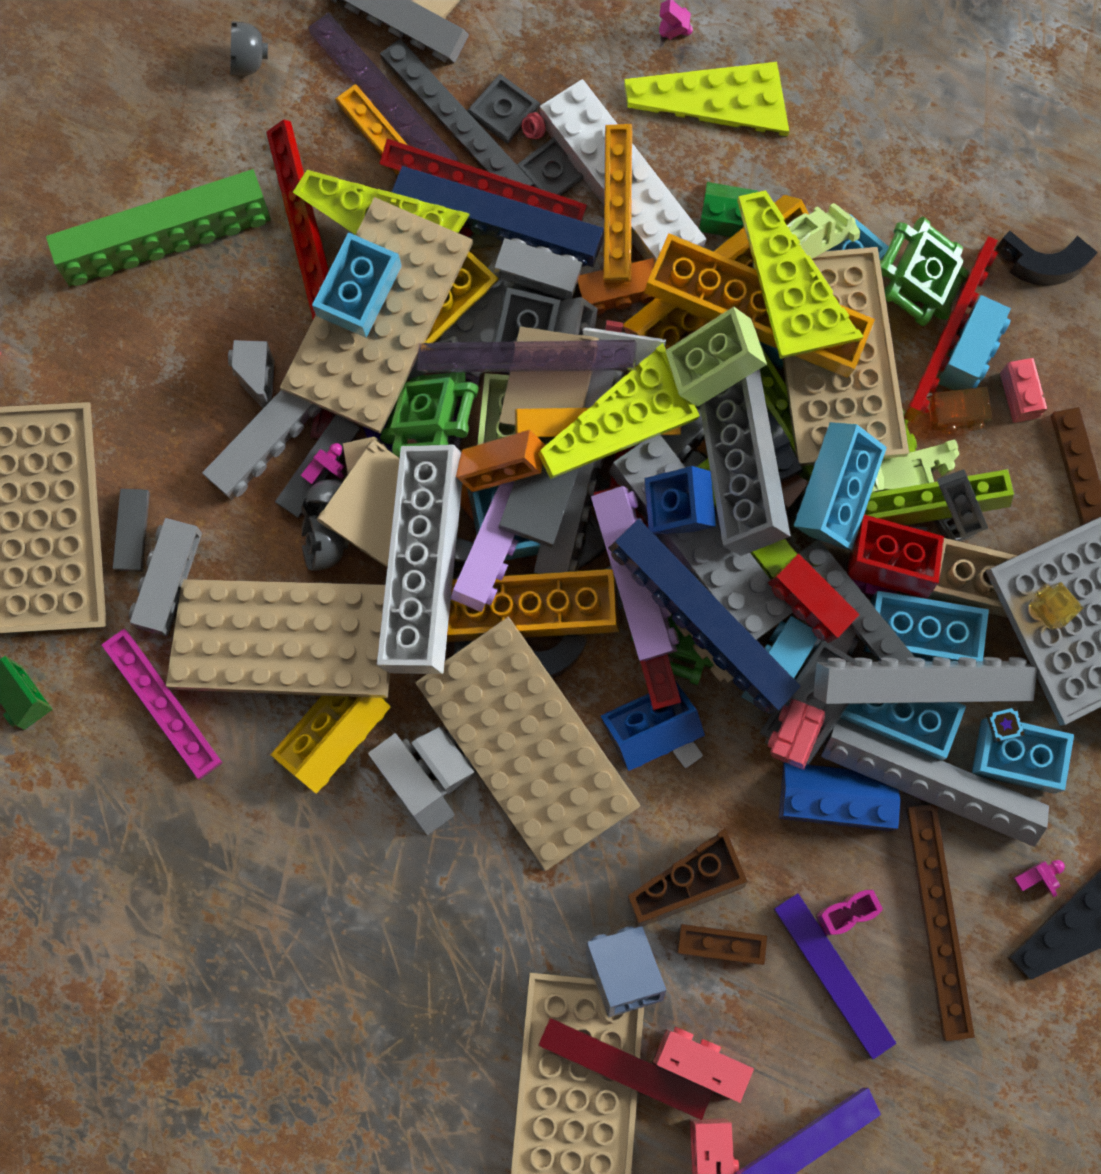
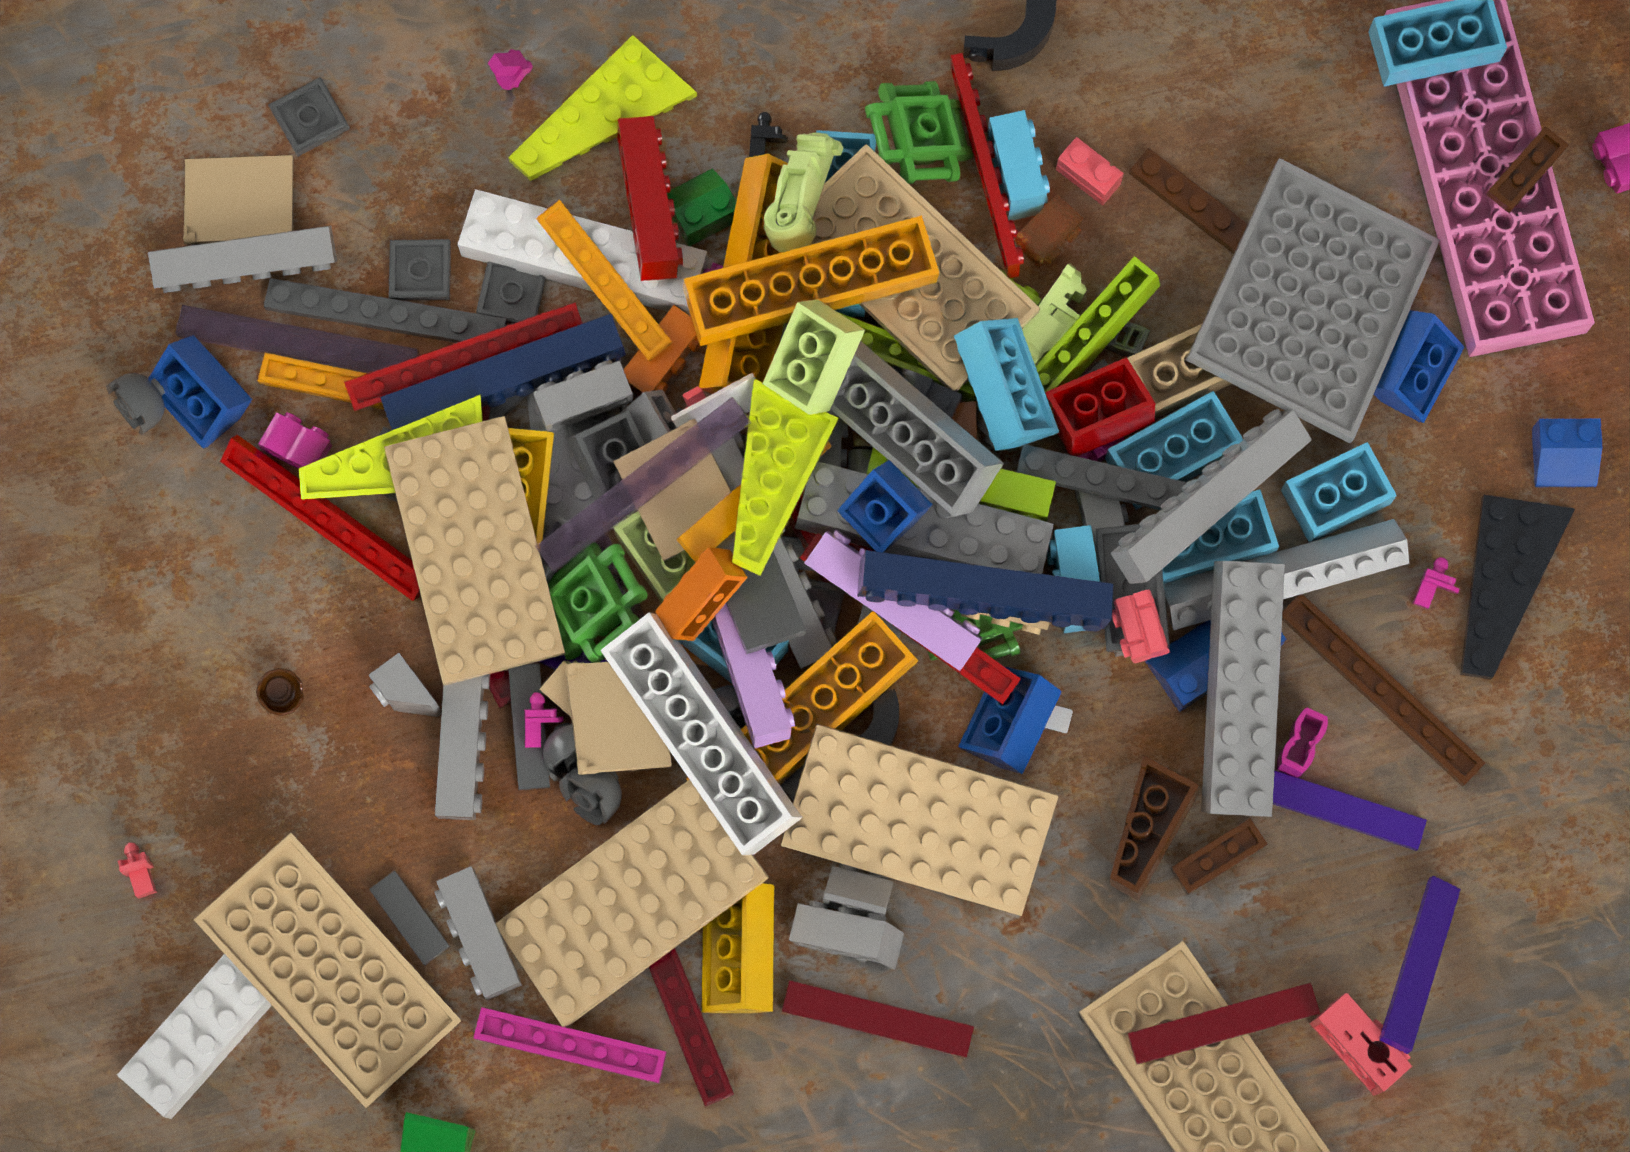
camera: 35 degrees left, 0 degrees up
(159, 228) = (205, 627): bright green brick -> none
(173, 310) = (280, 692): none -> reddish brown hair
(253, 760) = (690, 1029): none -> dark red tile
(291, 74) = (199, 390): none -> blue slope
(322, 153) = (293, 442): none -> dark pink brick
(357, 285) = (442, 538): medium azure brick -> none
(386, 860) = (878, 1019): none -> dark red tile
(533, 126) = (463, 265): coral plate -> none
(625, 971) = (1157, 943): sand blue brick -> none
(693, 172) = (648, 198): none -> red brick
(702, 1064) = (1283, 966): coral piece -> none
(794, 290) = (836, 246): neon yellow wing -> none
(813, 193) = (764, 133): none -> black piece
(813, 599) = (1062, 501): red brick -> none
(836, 838) = (1243, 688): none -> light grey brick
(962, 503) = (1120, 317): dark grey tile -> none
(1005, 724) = (1305, 479): tile -> none
(1055, 605) = (1267, 344): clear yellow brick -> none

